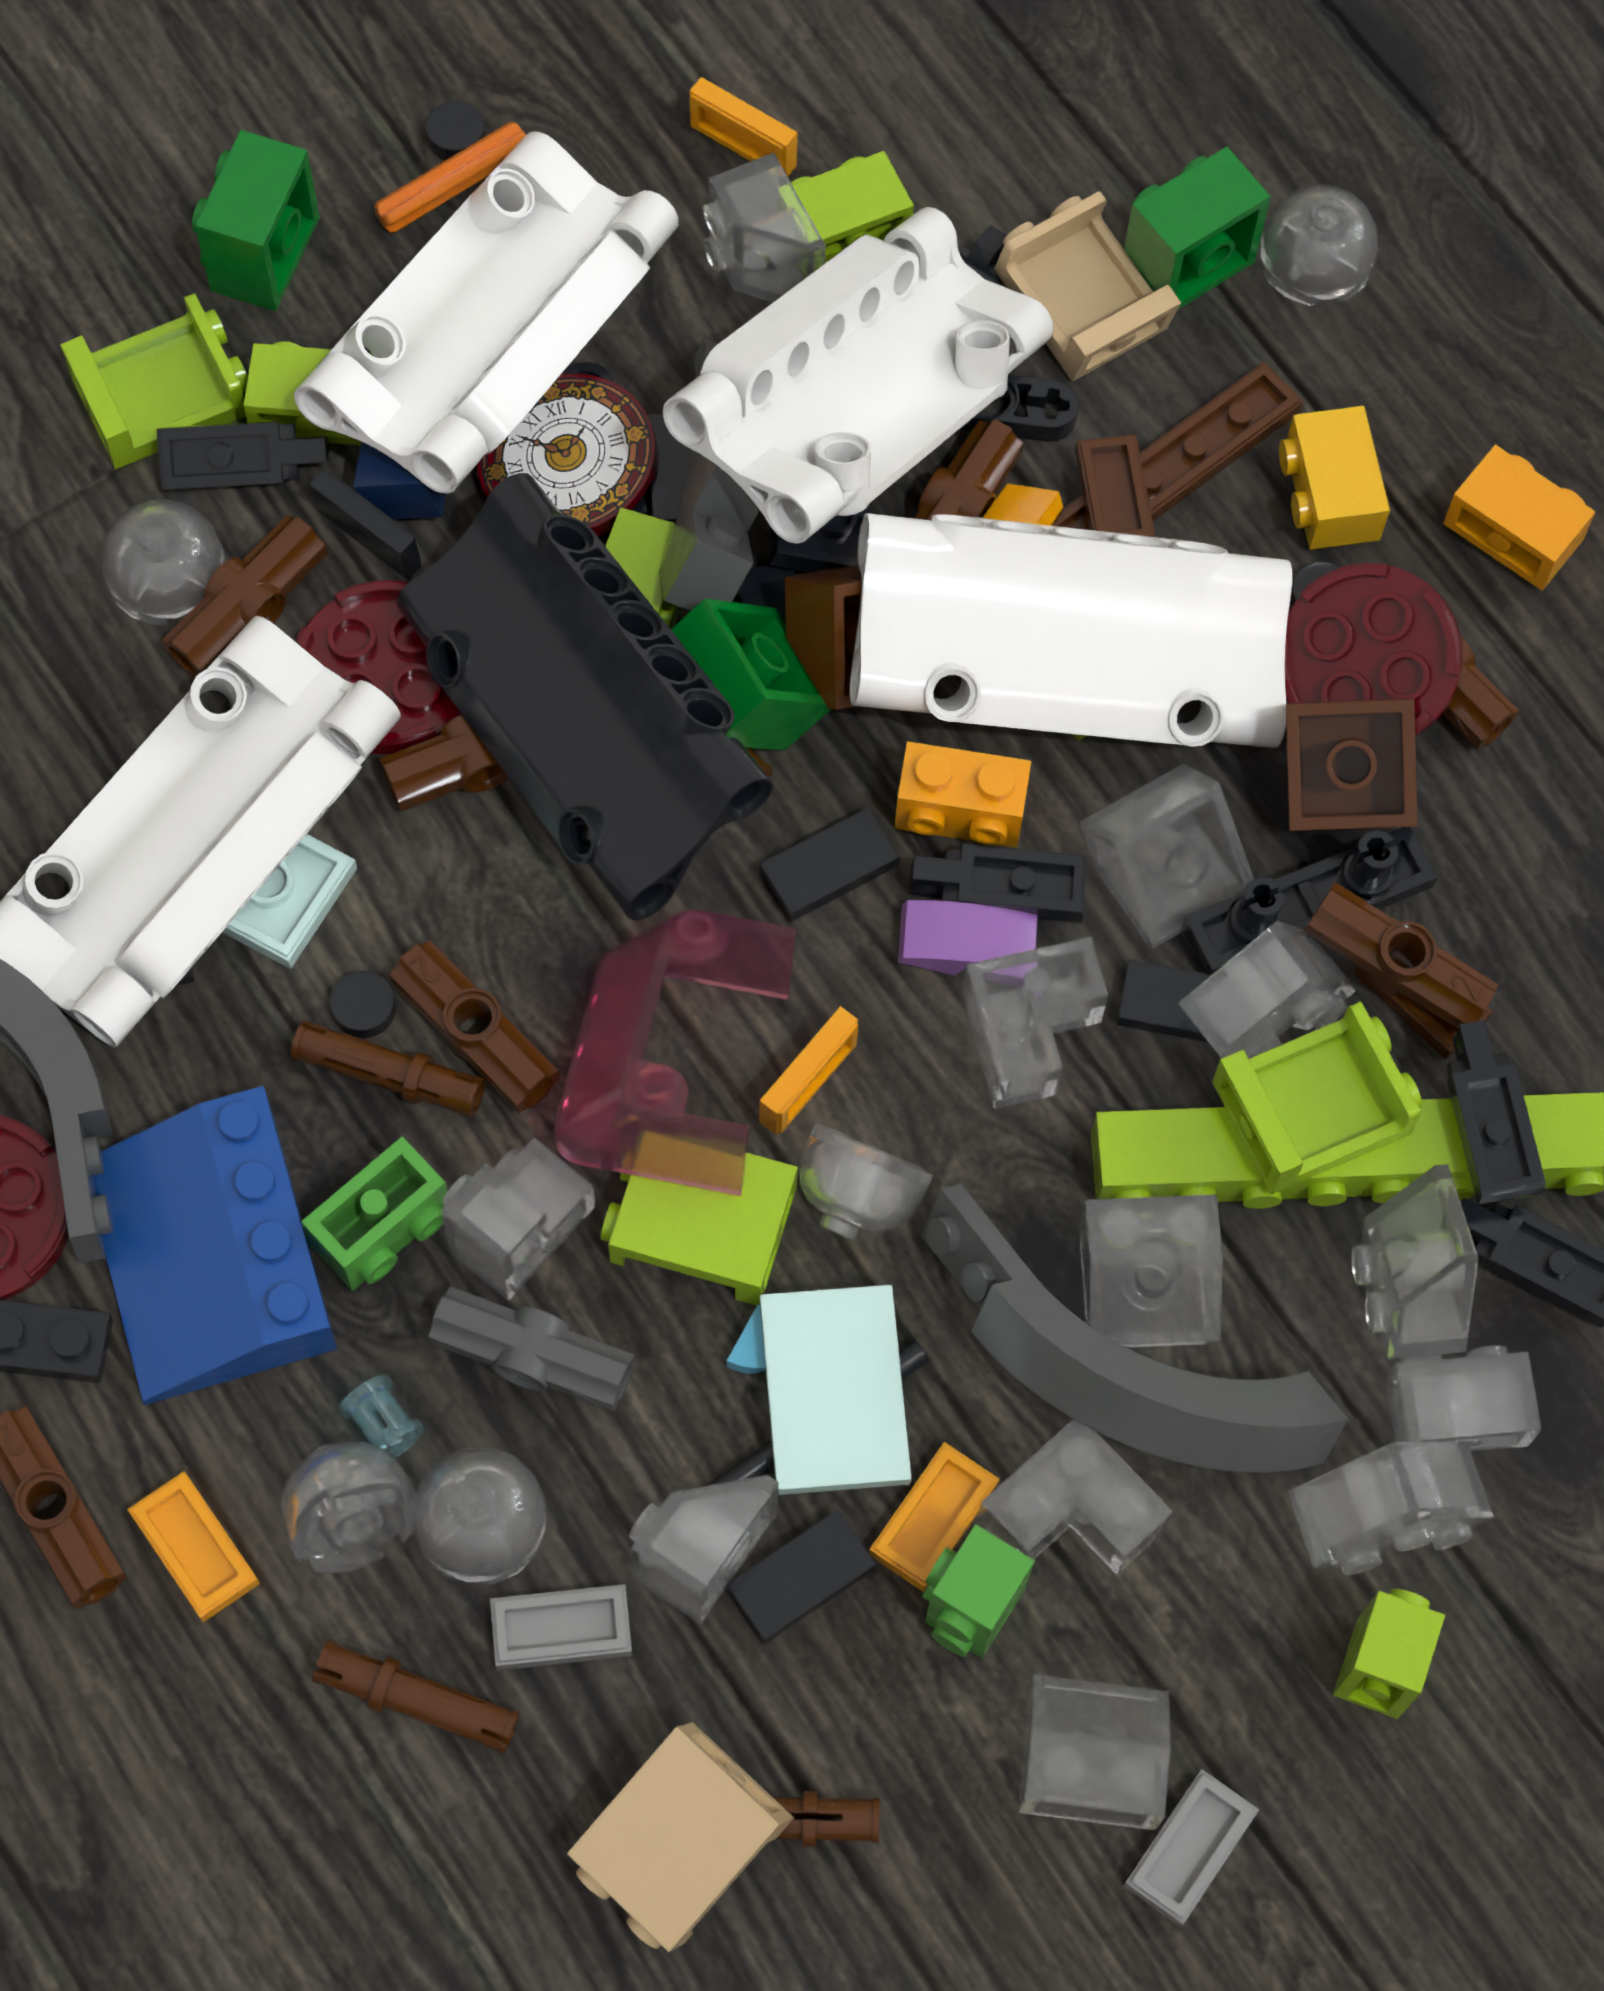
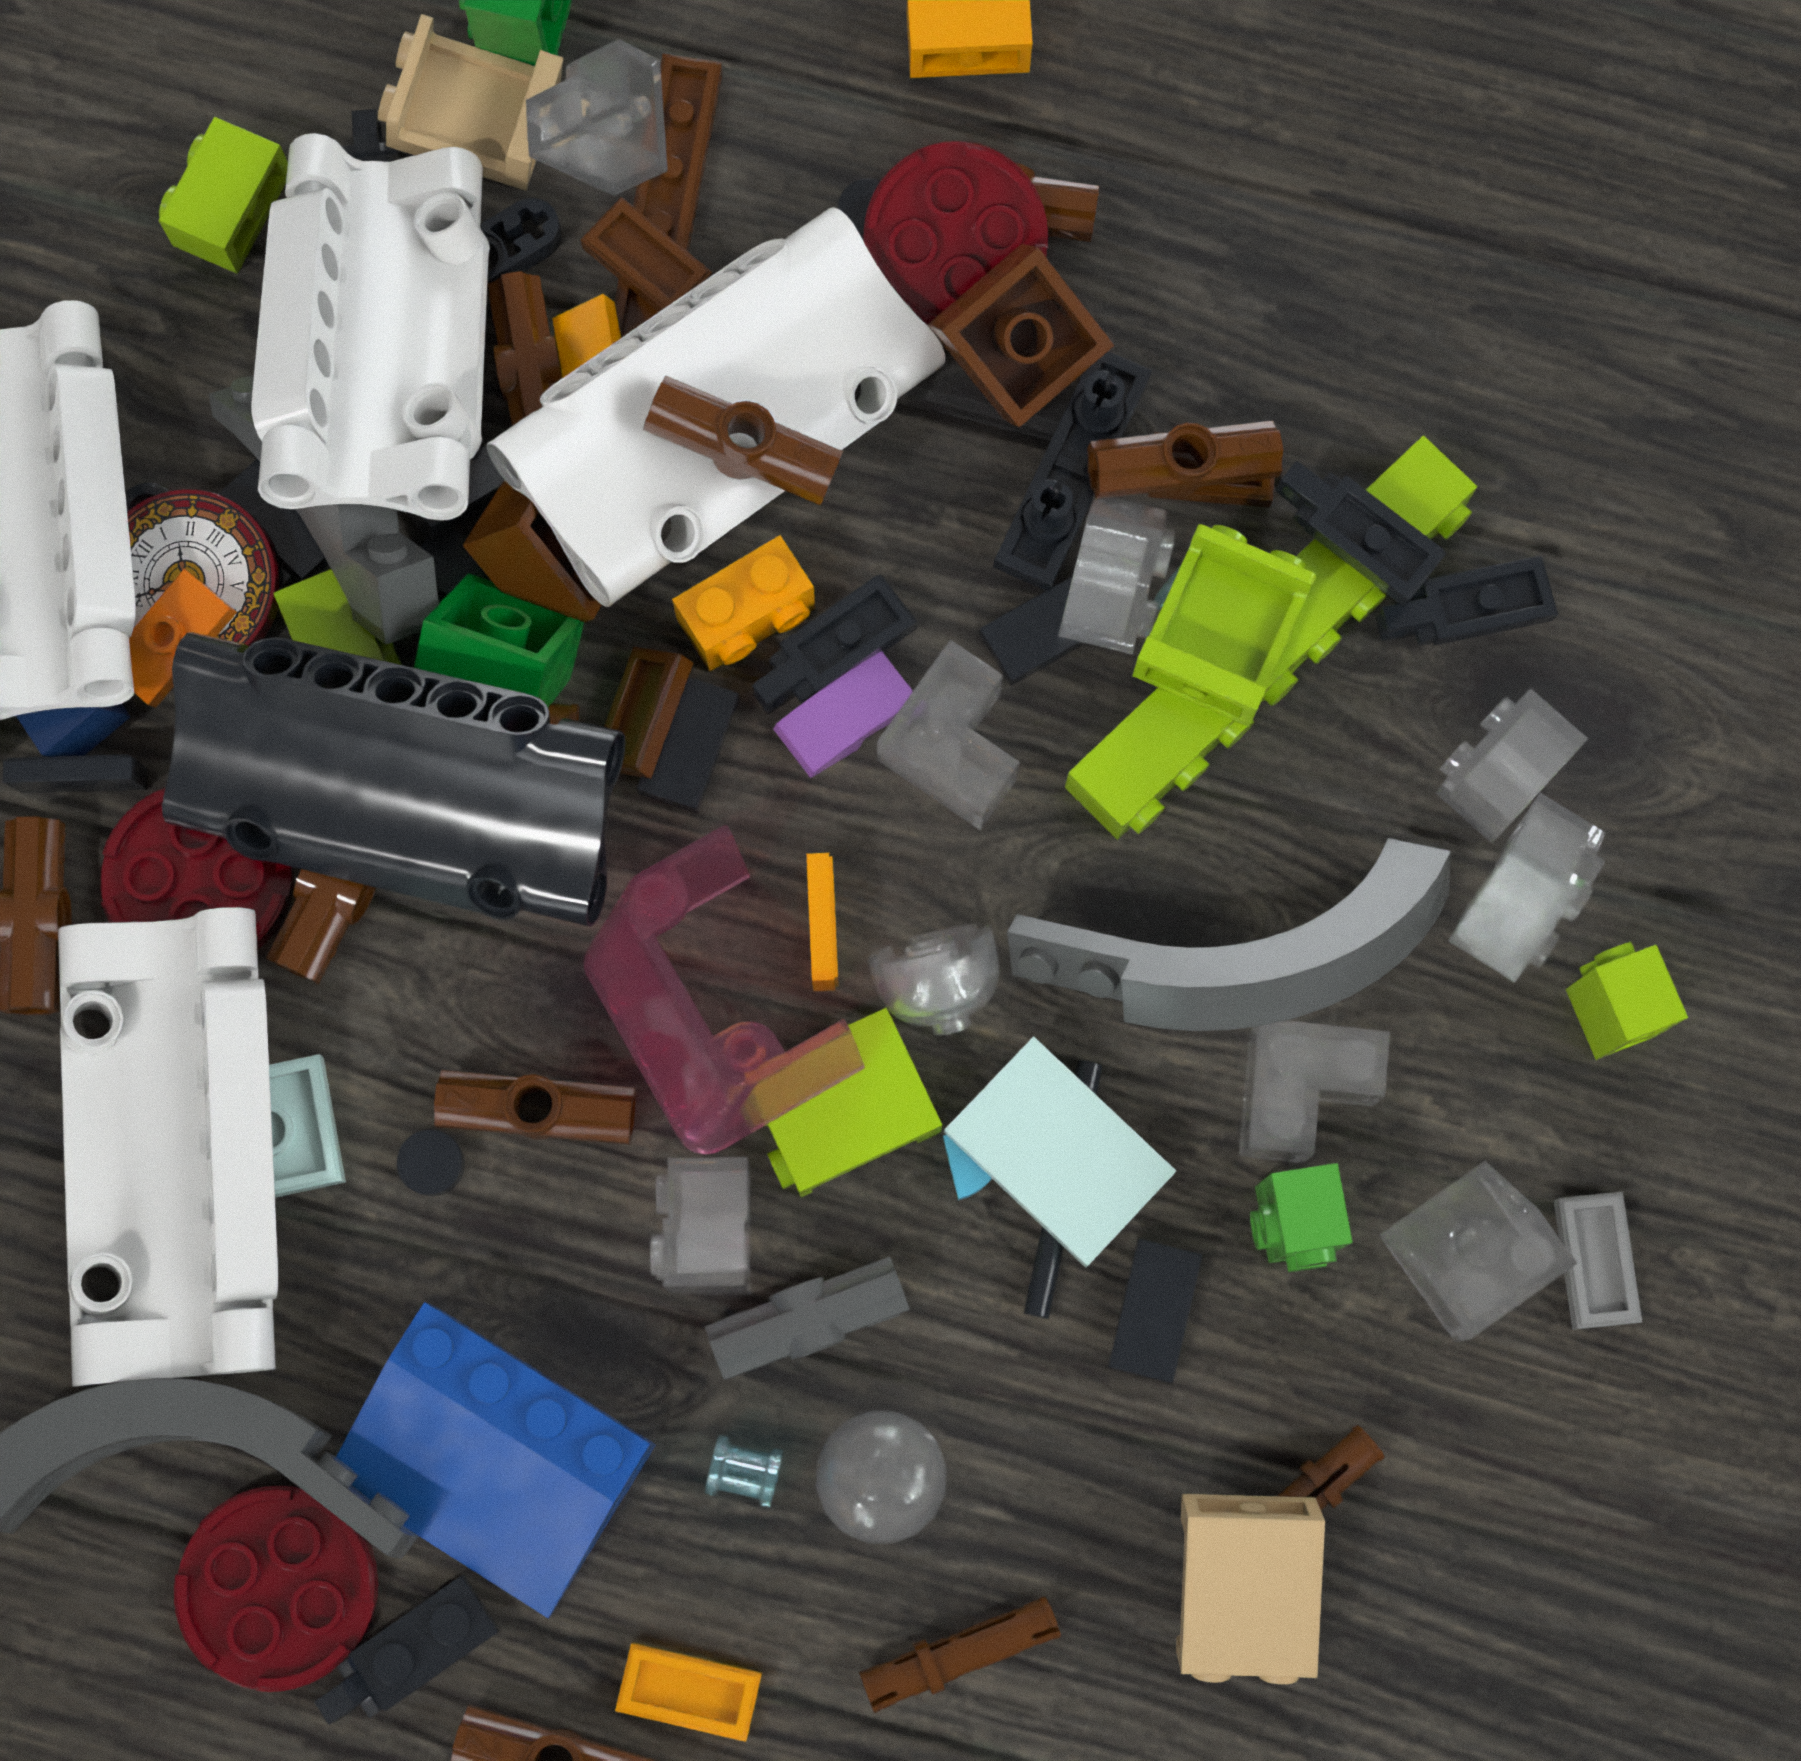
camera: 40 degrees left, 10 degrees up
(346, 1505) = (778, 1560): clear cylinder -> none
(372, 1063) = (509, 1193): reddish brown pin -> none
(377, 1215) = (601, 1321): bright green brick -> none
(552, 466) = (181, 609): none -> orange plate
(560, 1627) = (1015, 1505): light grey tile -> none
(701, 1540) = (1073, 1358): clear slope -> none
(741, 125) = (77, 187): light orange tile -> none
(760, 230) = (182, 267): clear slope -> none
(814, 812) = (647, 706): none -> reddish brown tile
(933, 1515) = (1209, 1180): light orange tile -> none
(1076, 694) = (706, 422): none -> reddish brown piece
(1153, 1269) = (1207, 858): clear slope -> none
(1168, 851) = (937, 517): clear slope -> none
(1169, 367) = (602, 120): none -> clear brick
(1334, 478) = (803, 107): yellow brick -> none
(1418, 1269) = (1405, 691): clear slope -> none

